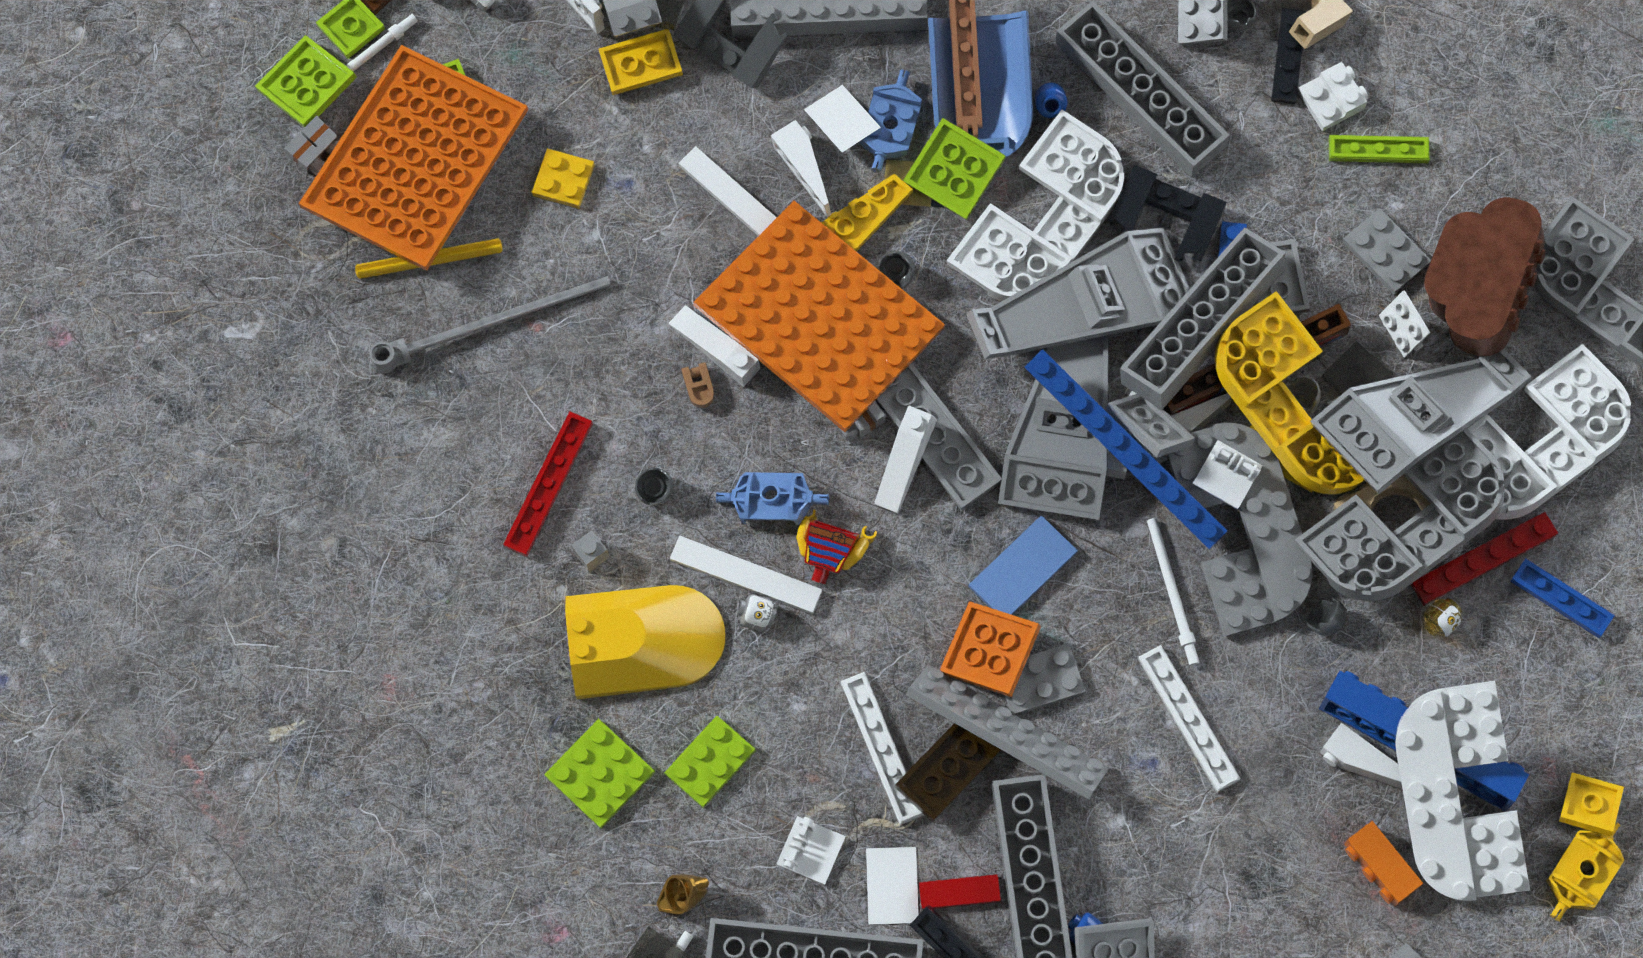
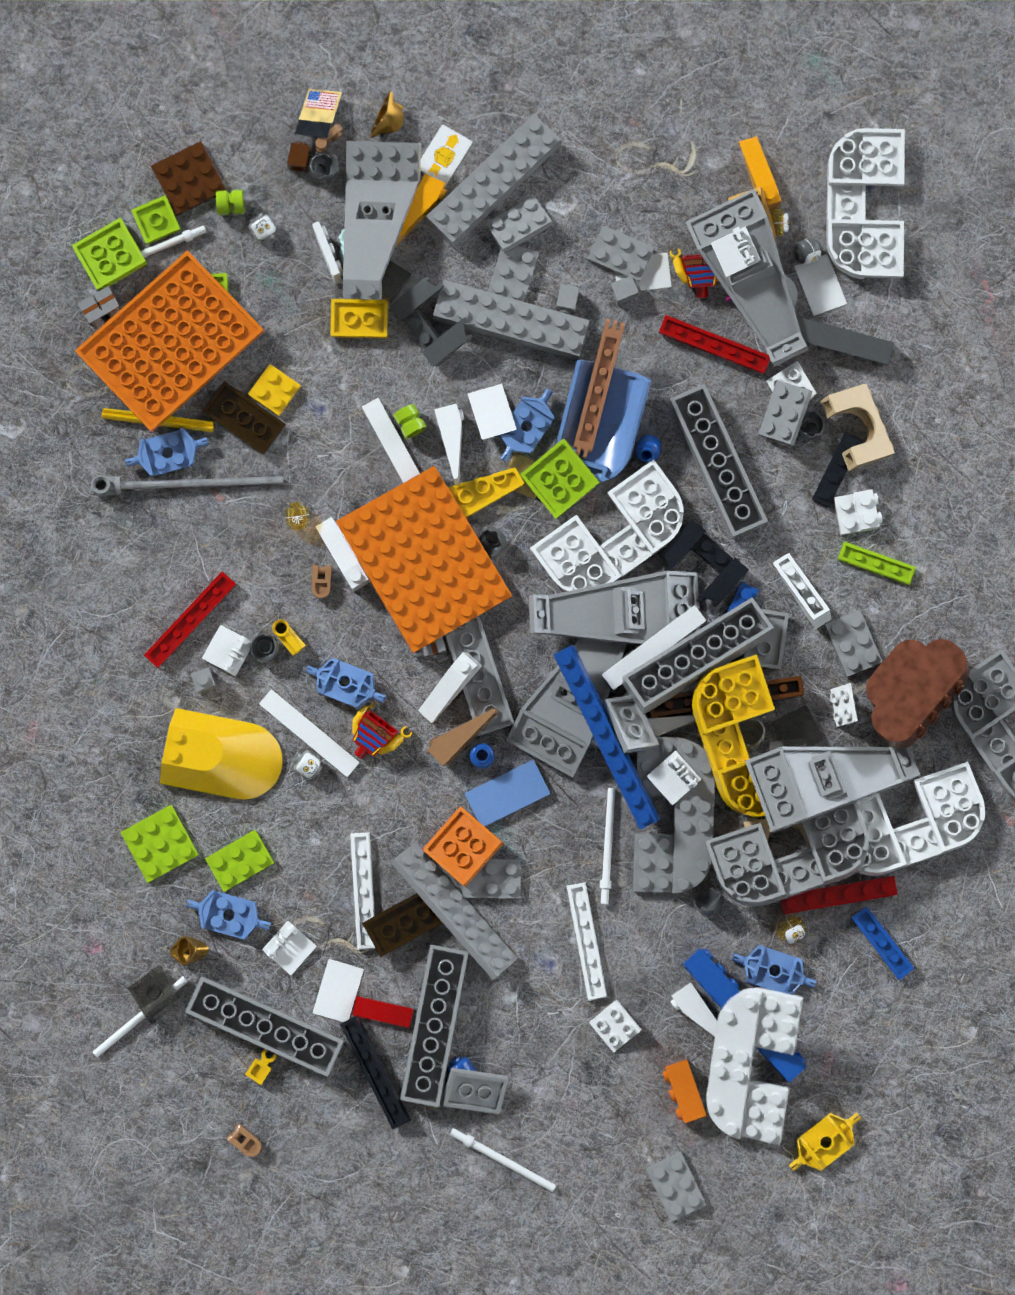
camera: 15 degrees right, 10 degrees up
(464, 276) = (151, 452): none -> medium blue plate
(536, 222) = (244, 418): none -> dark brown plate
(608, 506) = (227, 650): none -> white hinge
(642, 316) = (297, 516): none -> clear yellow head
(681, 465) = (289, 638): none -> yellow piece
(697, 827) = (212, 911): none -> medium blue plate
(748, 163) = (409, 420): none -> lime wheel
(934, 523) = (452, 743): none -> medium nougat slope
(976, 523) = (482, 750): none -> blue head
(1148, 318) = (655, 645): none -> white tile
(1264, 811) = (615, 1026): none -> white hinge
(1303, 208) = (803, 591): none -> white slope
(1417, 671) = (758, 965): none -> medium blue plate
(1591, 804) = (846, 1098): yellow plate -> none

